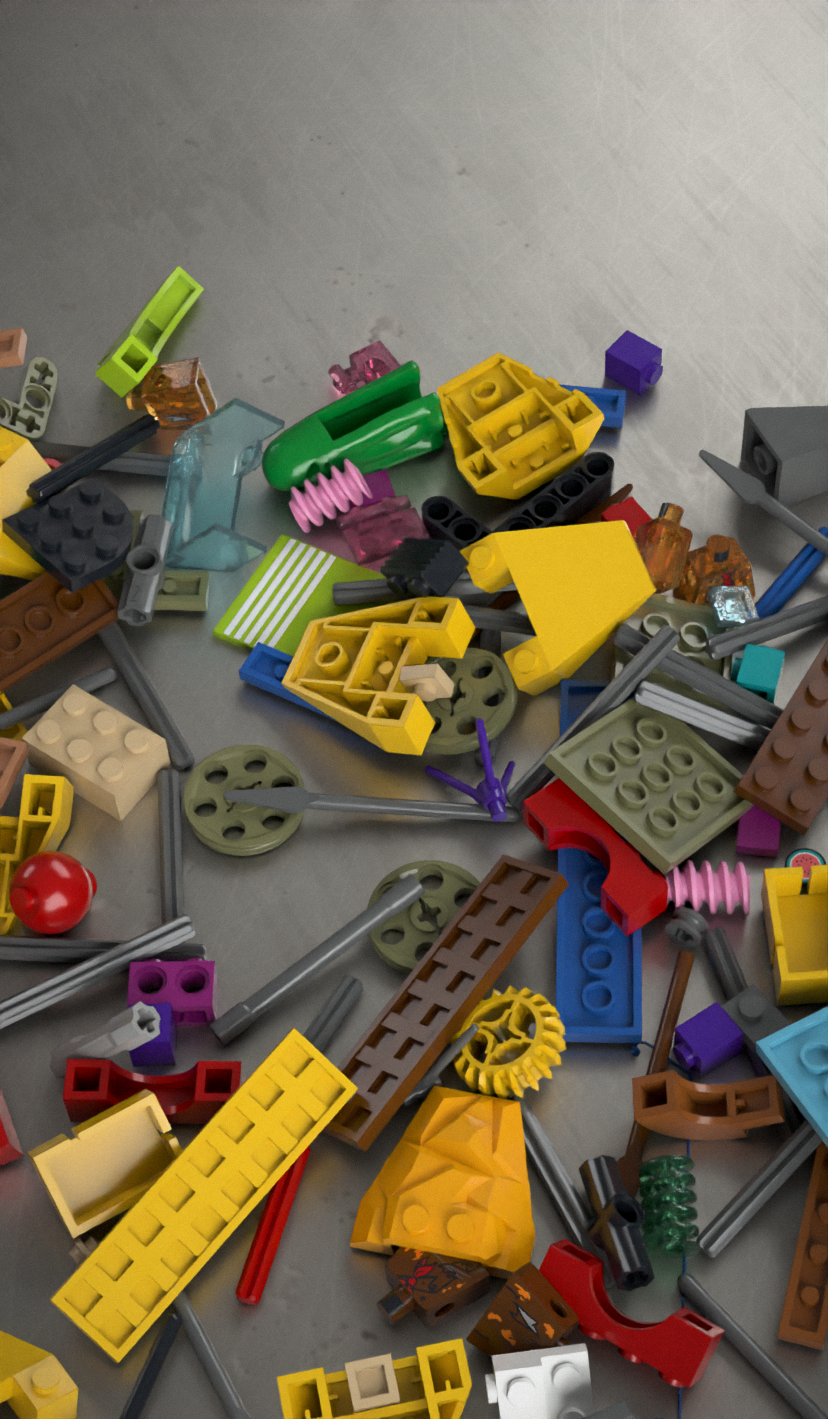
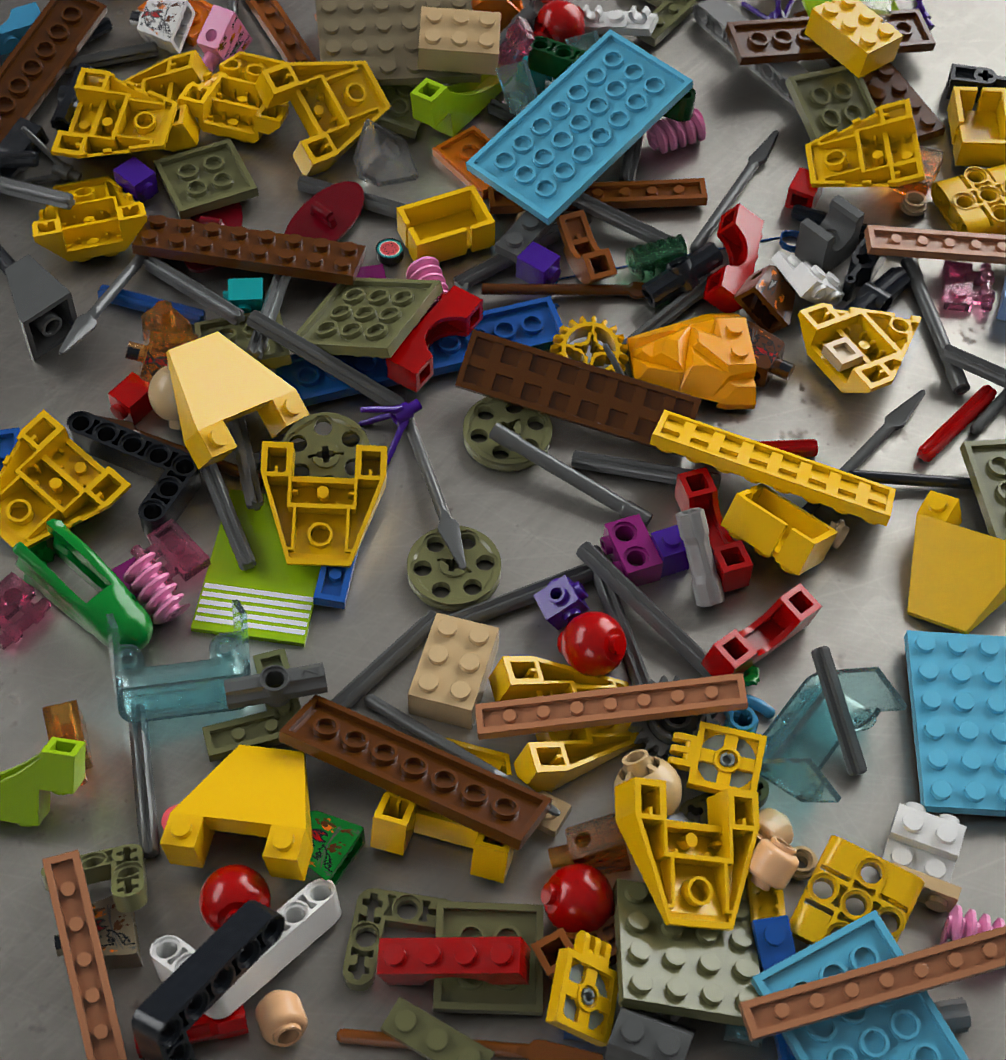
camera: 115 degrees left, 0 degrees up
(75, 533) = (262, 736): black plate -> none
(92, 458) = (165, 769): black axle -> none
(130, 885) = (562, 601): none -> dark purple brick
(423, 567) = (231, 481): black brick -> none
(427, 681) = (328, 463): tan plate -> none
(700, 715) = (298, 307): axle -> none
(732, 606) = (198, 314): clear light blue plate -> none

